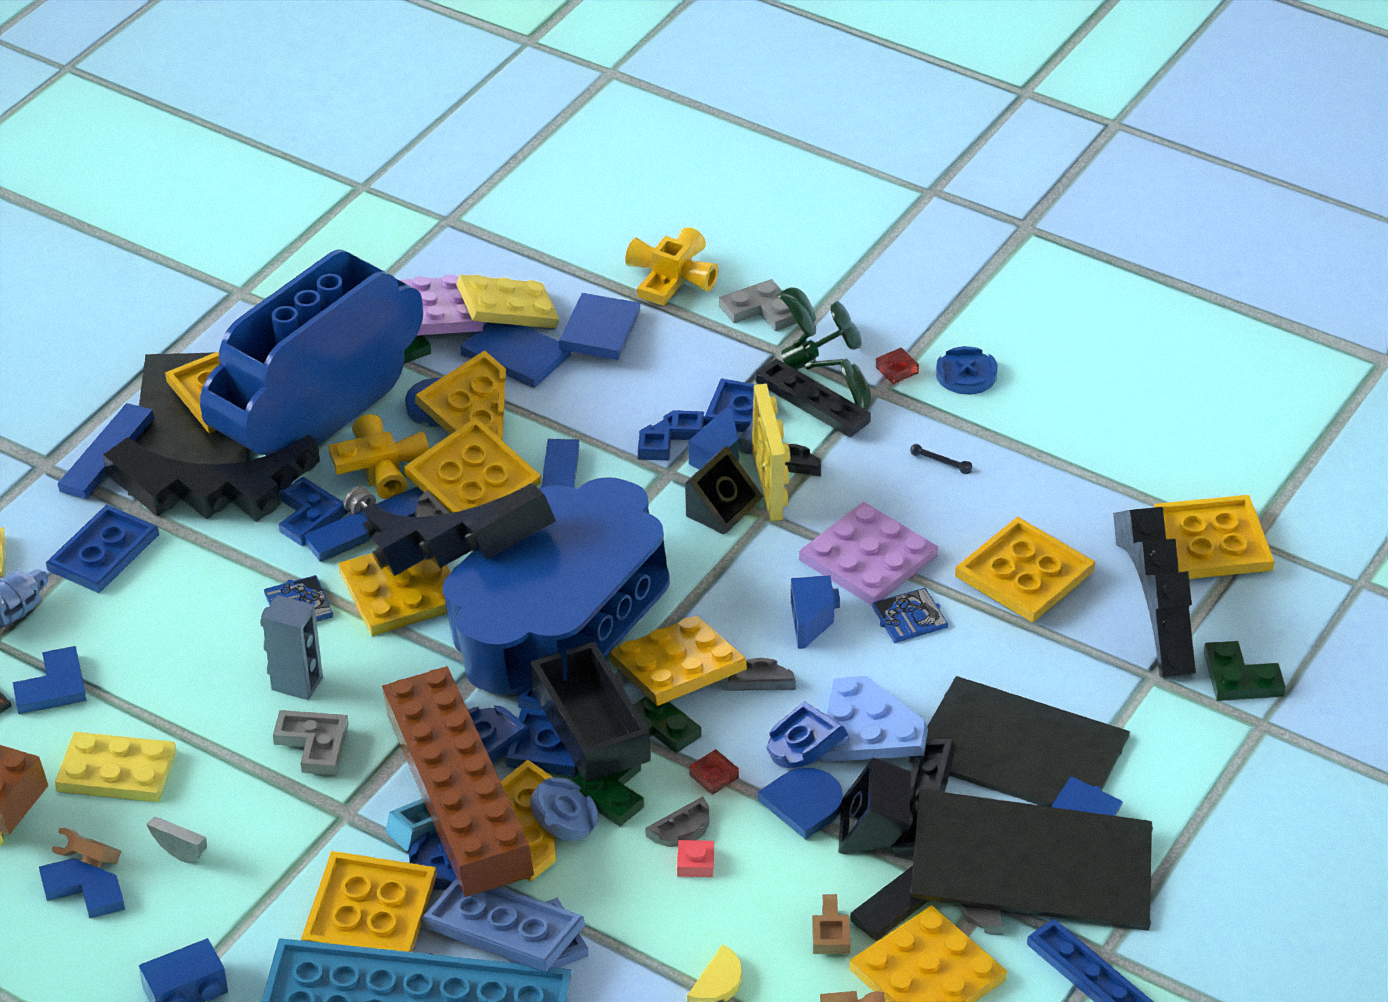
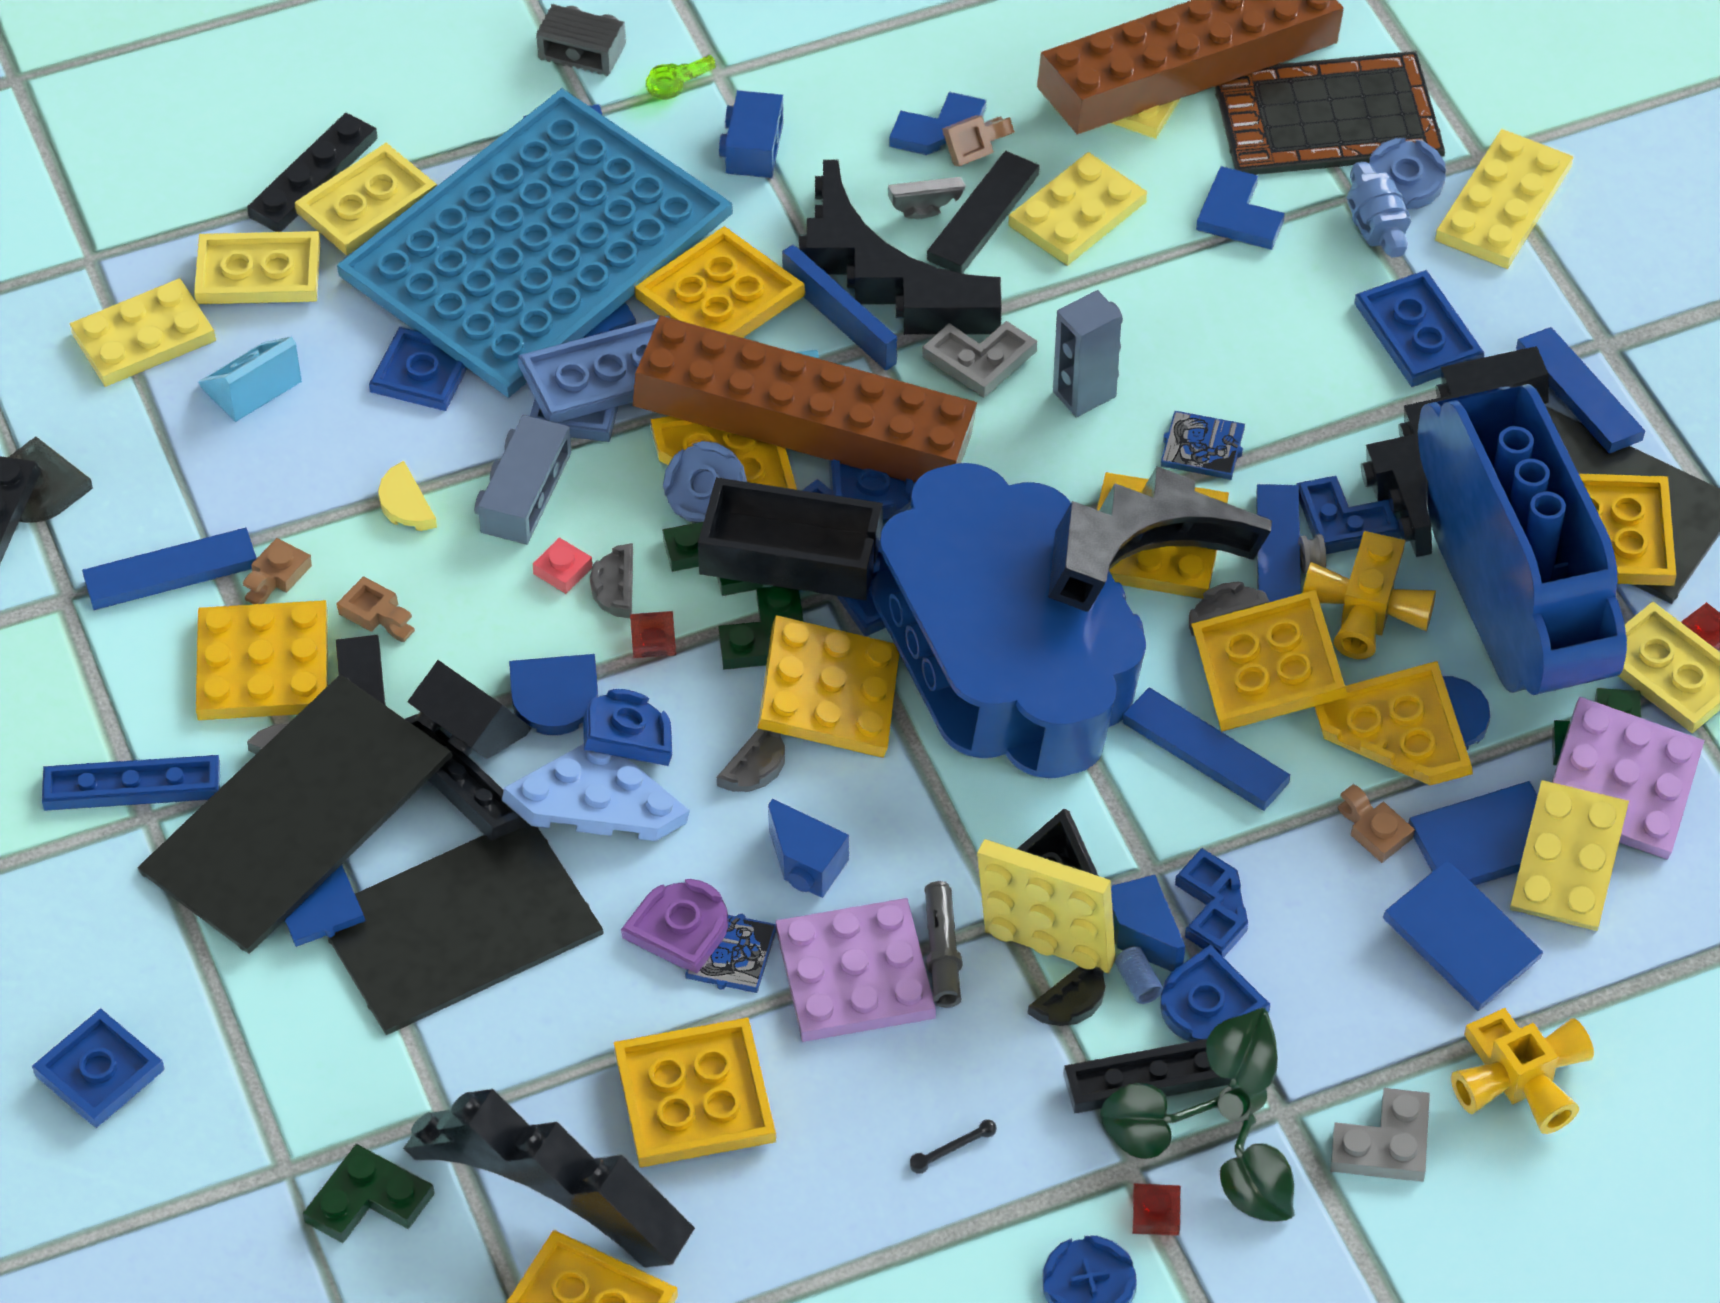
camera: 125 degrees right, 10 degrees up
(186, 811) = (983, 212): none -> black tile
(279, 830) = (882, 274): none -> black arch
(329, 832) = (842, 308): none -> blue tile
(550, 392) = (1376, 828): none -> medium nougat plate
(644, 912) = (523, 479): none -> sand blue brick
(826, 514) = (944, 959): none -> dark grey pin
(916, 642) = (679, 923): none -> medium lavender tile
(1304, 840) = (98, 1068): none -> blue plate

